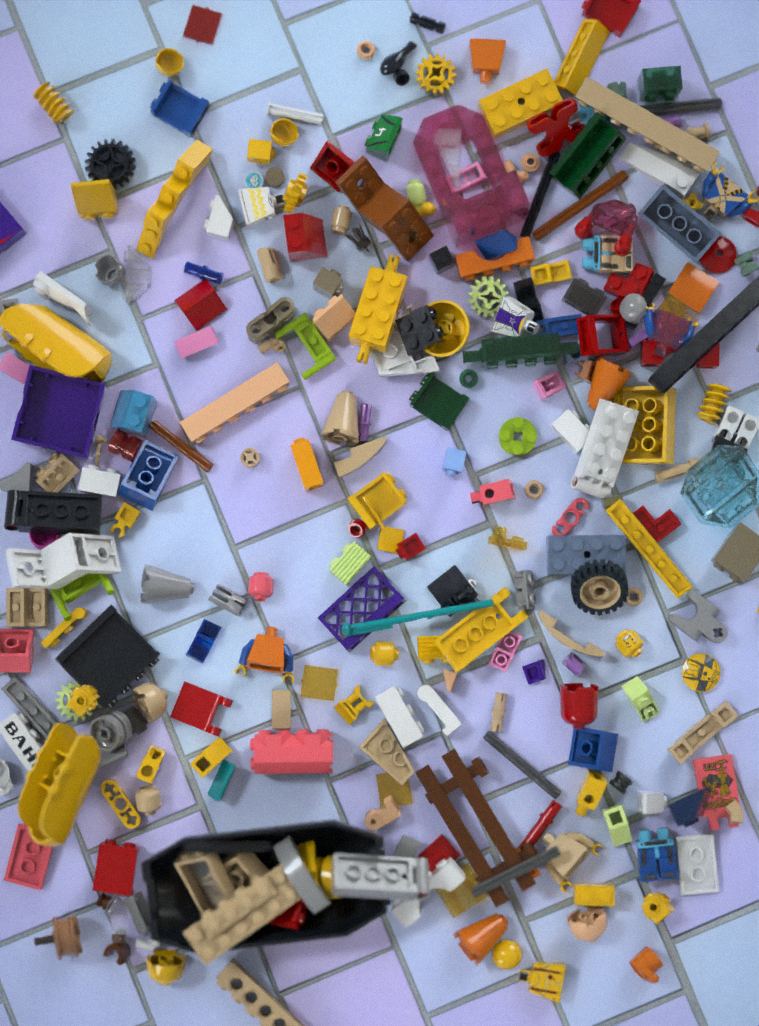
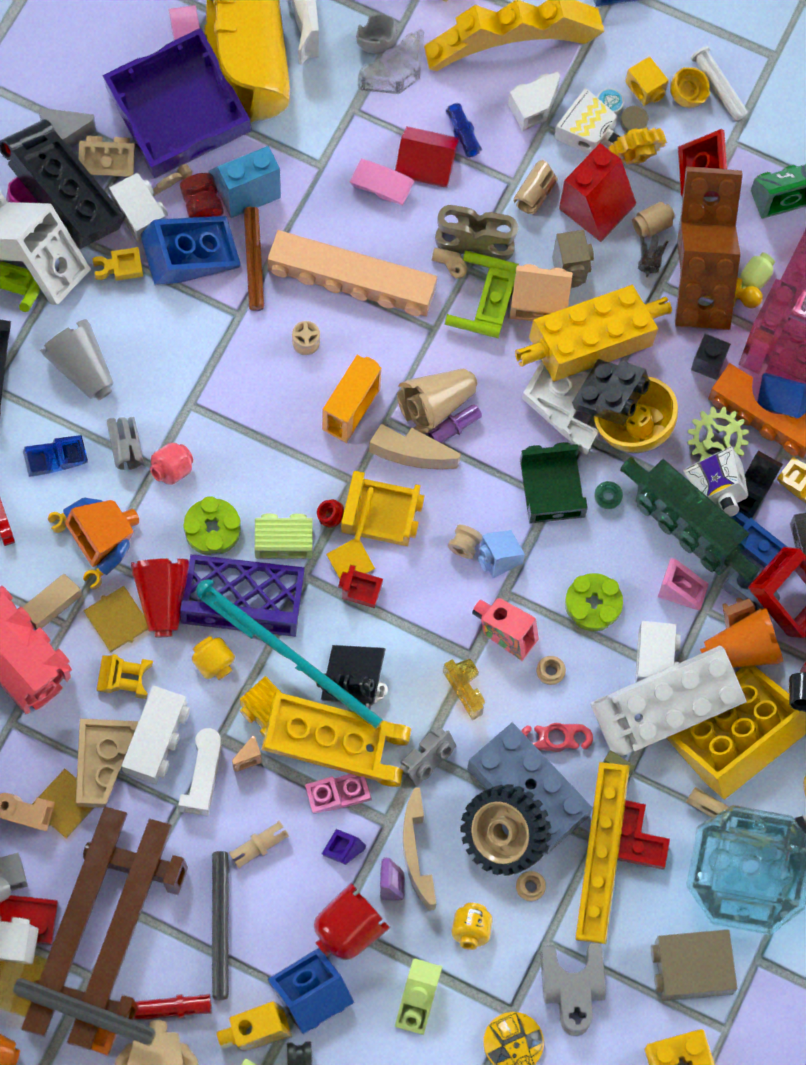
camera: 45 degrees right, 15 degrees down
(305, 602) = (212, 510): none -> lime plate
(327, 650) = (161, 592): none -> red cone
(431, 473) = (465, 541): none -> tan wheel

